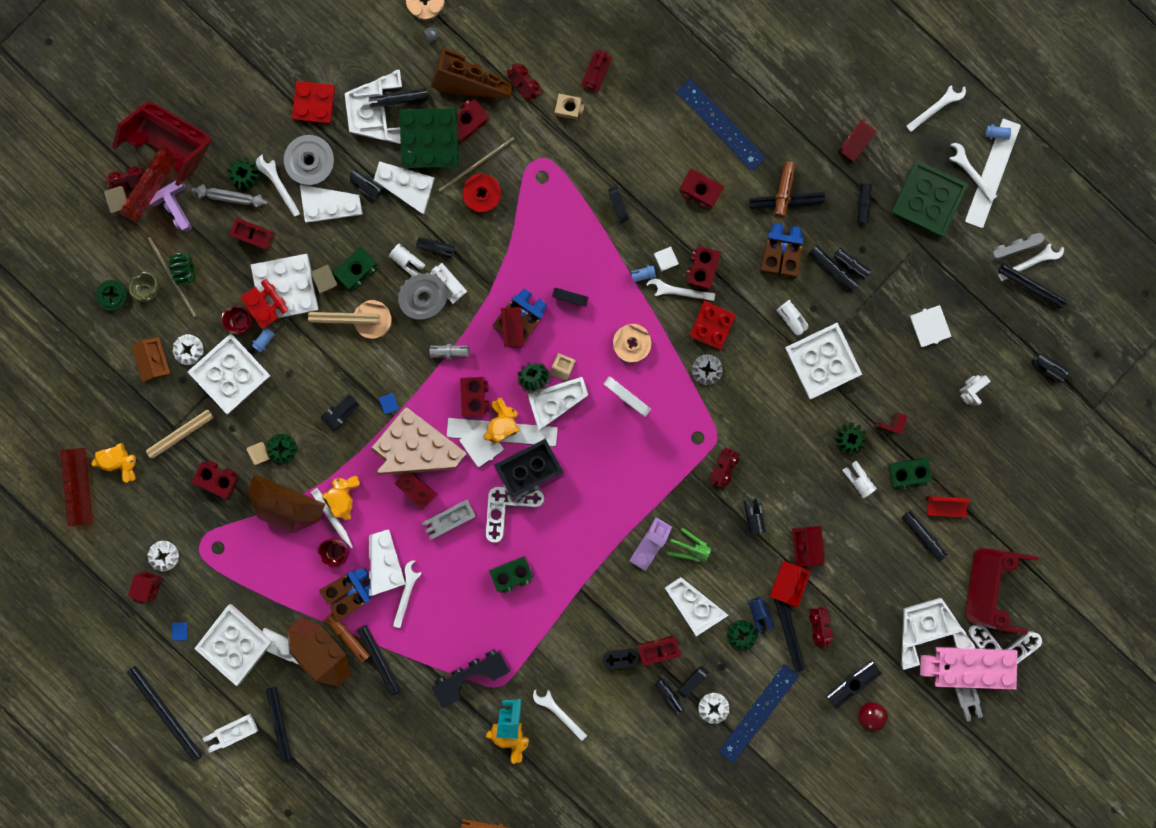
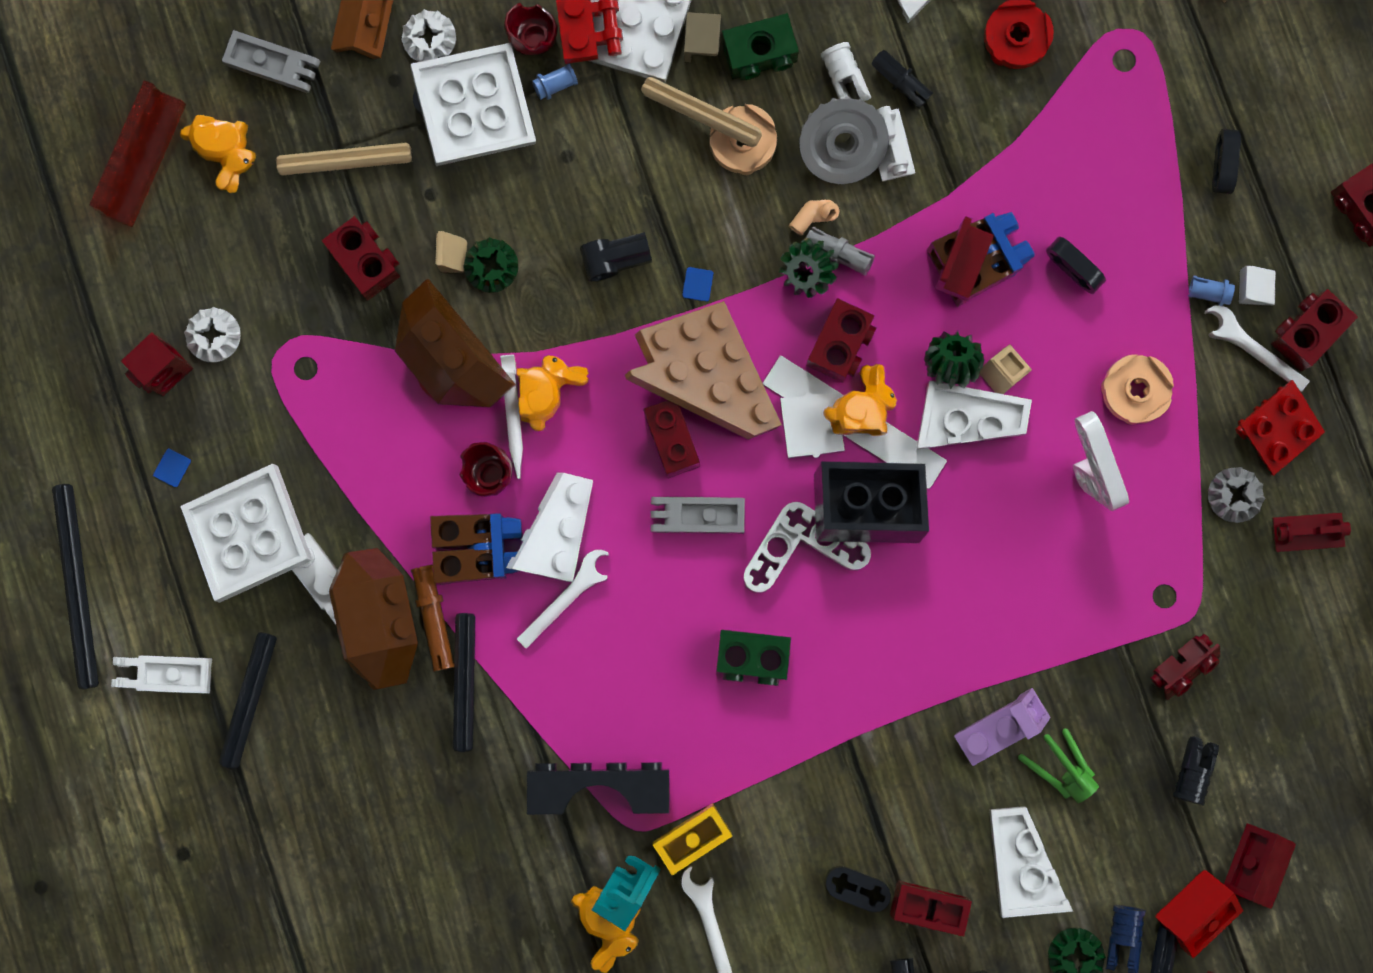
camera: 30 degrees right, 5 degrees down
(115, 404) = (269, 61): none -> light grey hinge
(427, 337) = (813, 212): none -> light nougat arm
(438, 369) = (814, 257): none -> dark green gear
(528, 677) = (692, 839): none -> yellow brick
(752, 369) = (1310, 532): none -> dark red hinge

